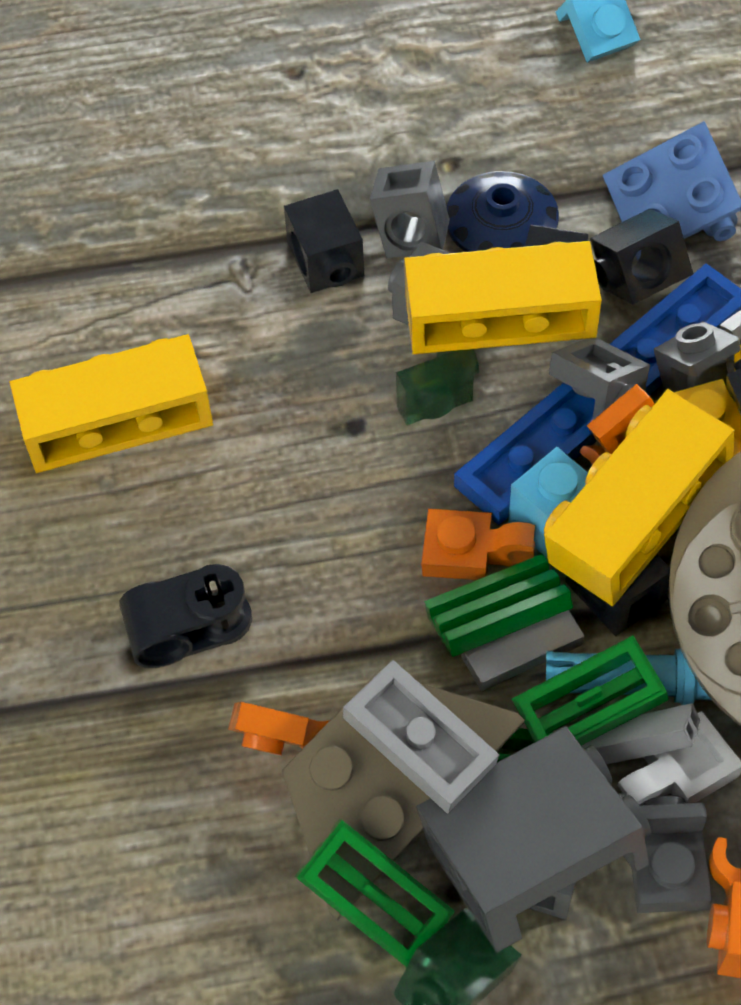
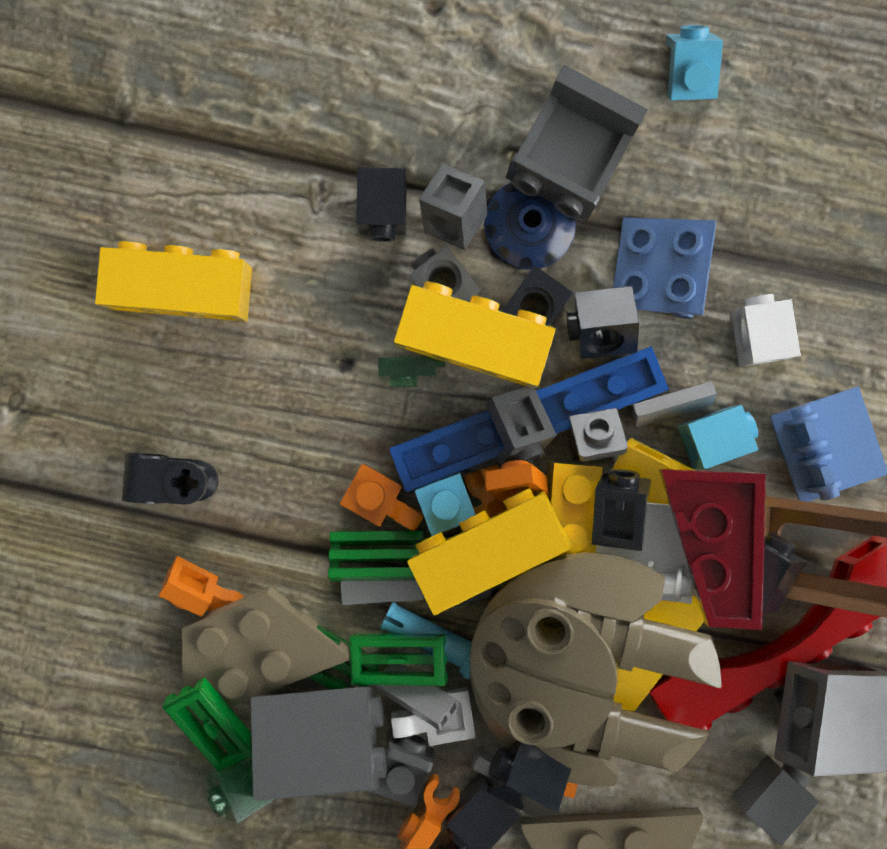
camera: 20 degrees right, 30 degrees up
(420, 736) = (266, 663): light grey plate -> none
(513, 118) = (575, 144): none -> dark grey panel

